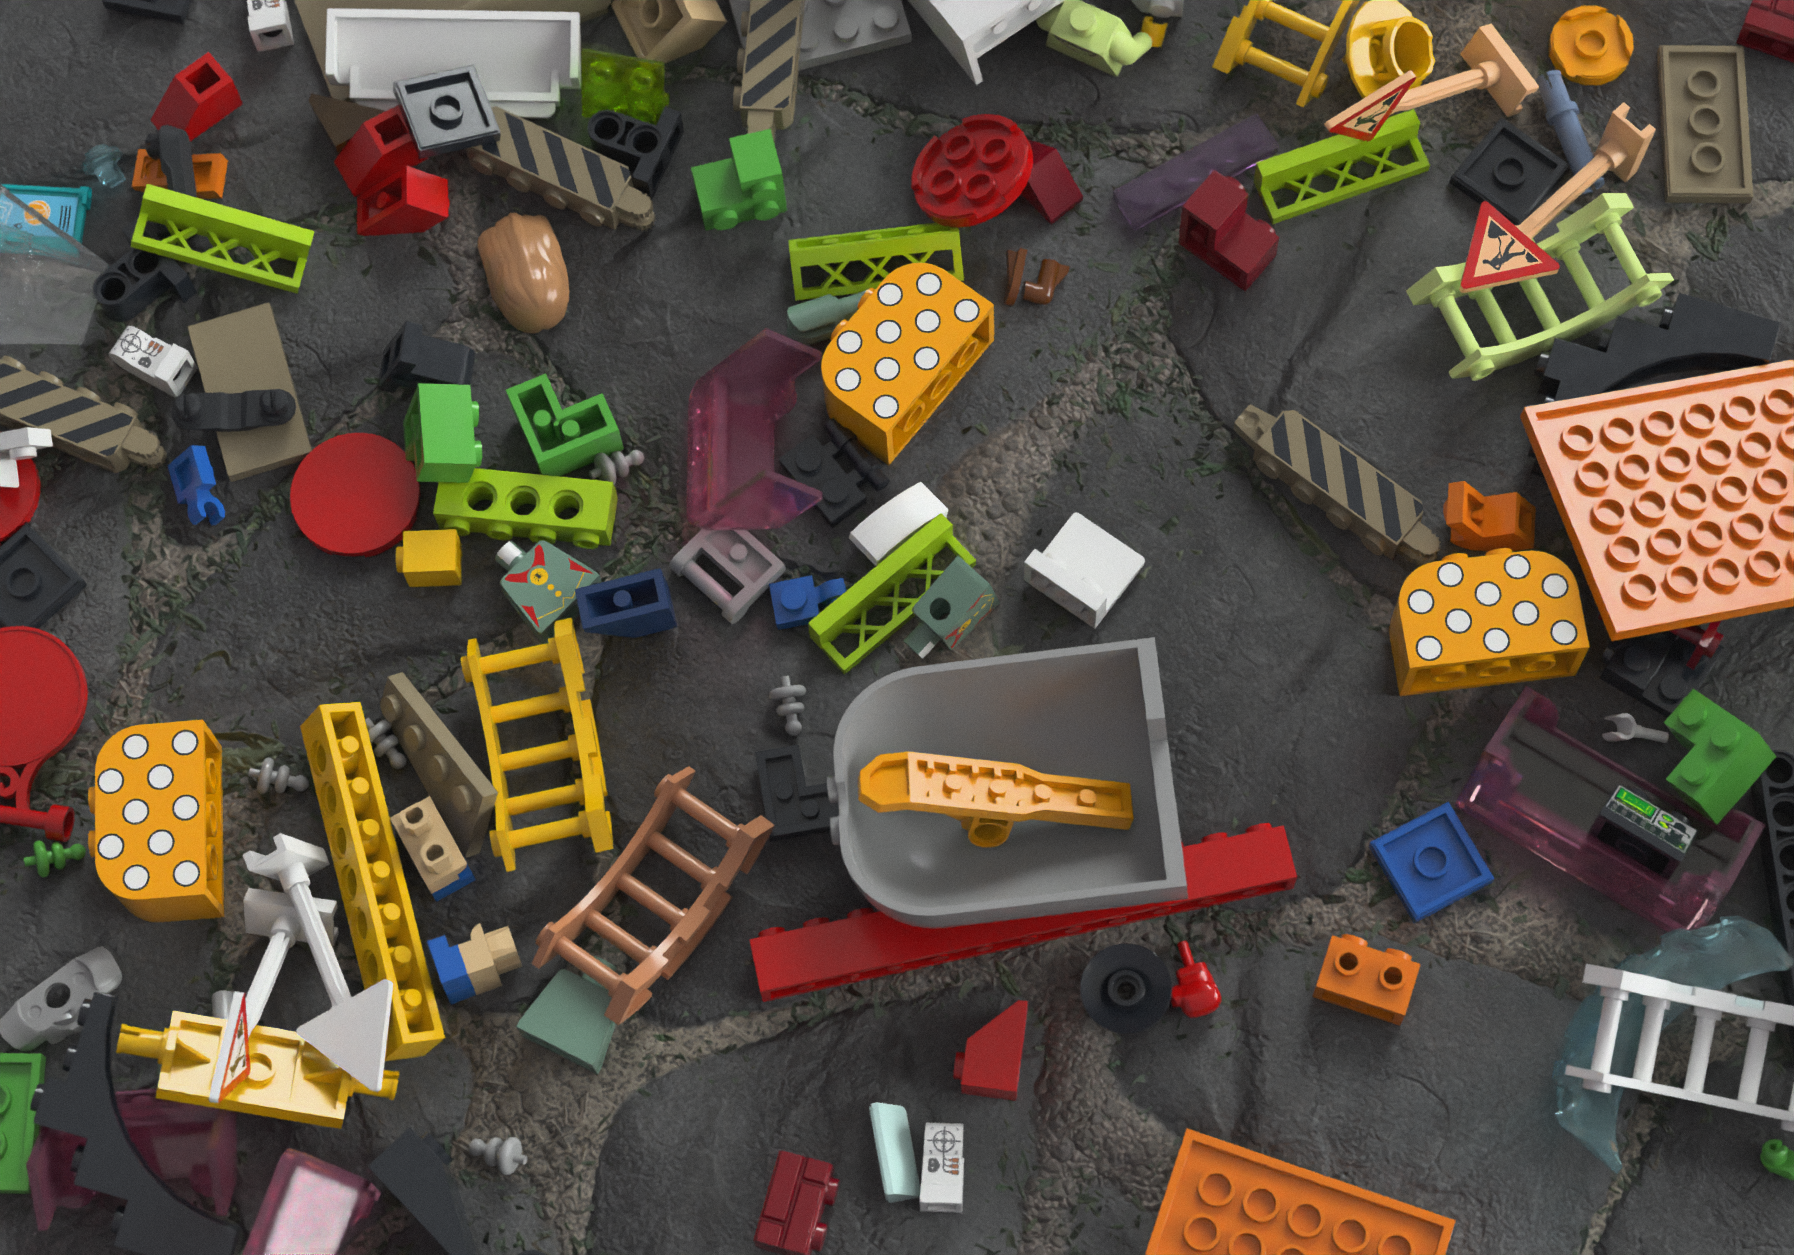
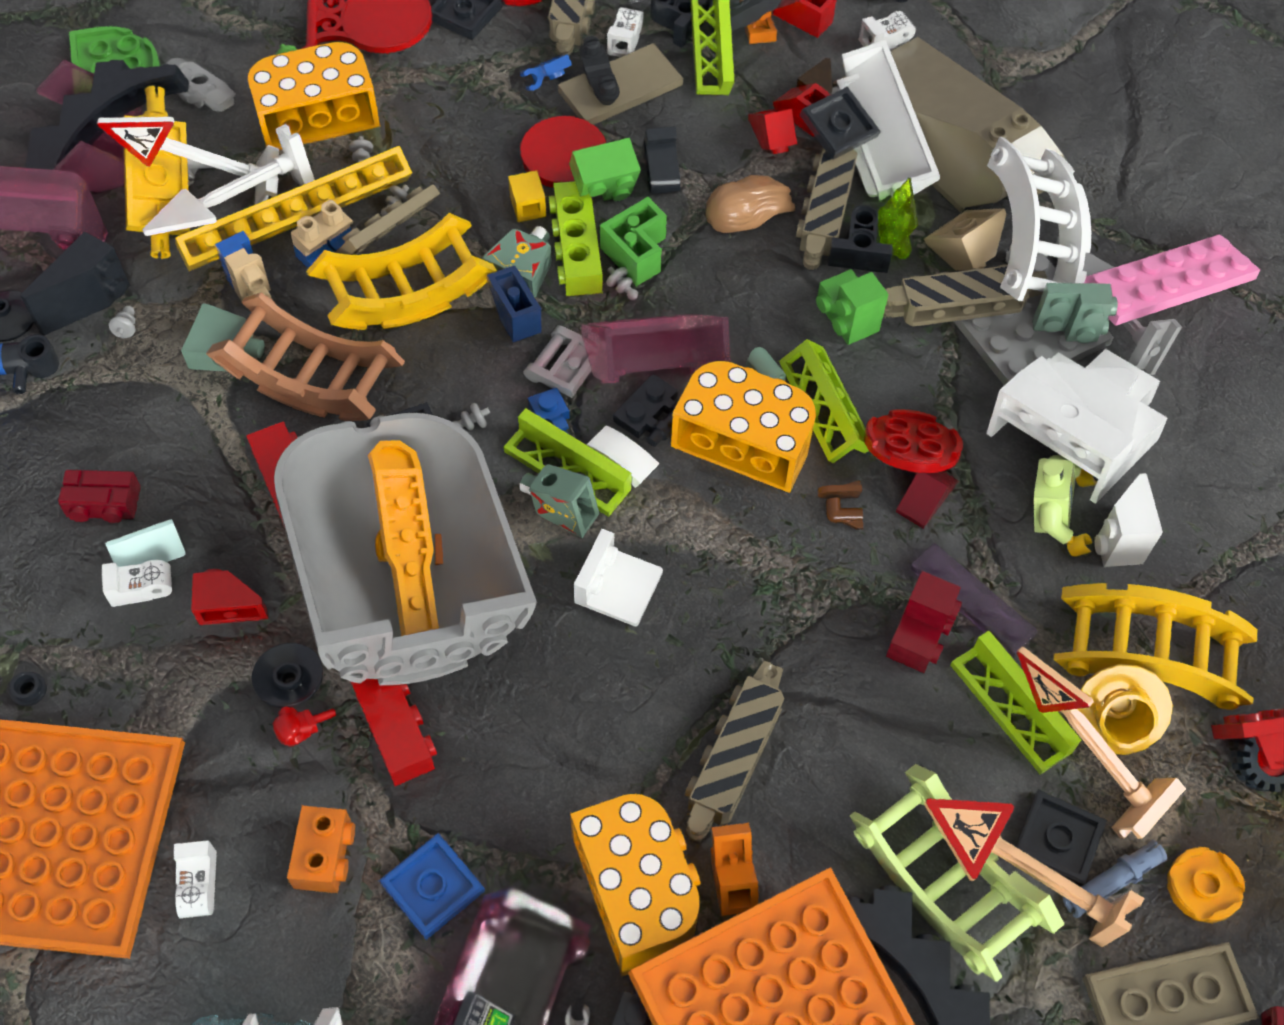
camera: 70 degrees right, 10 degrees down
(1374, 1133) = (195, 878): none -> white leg

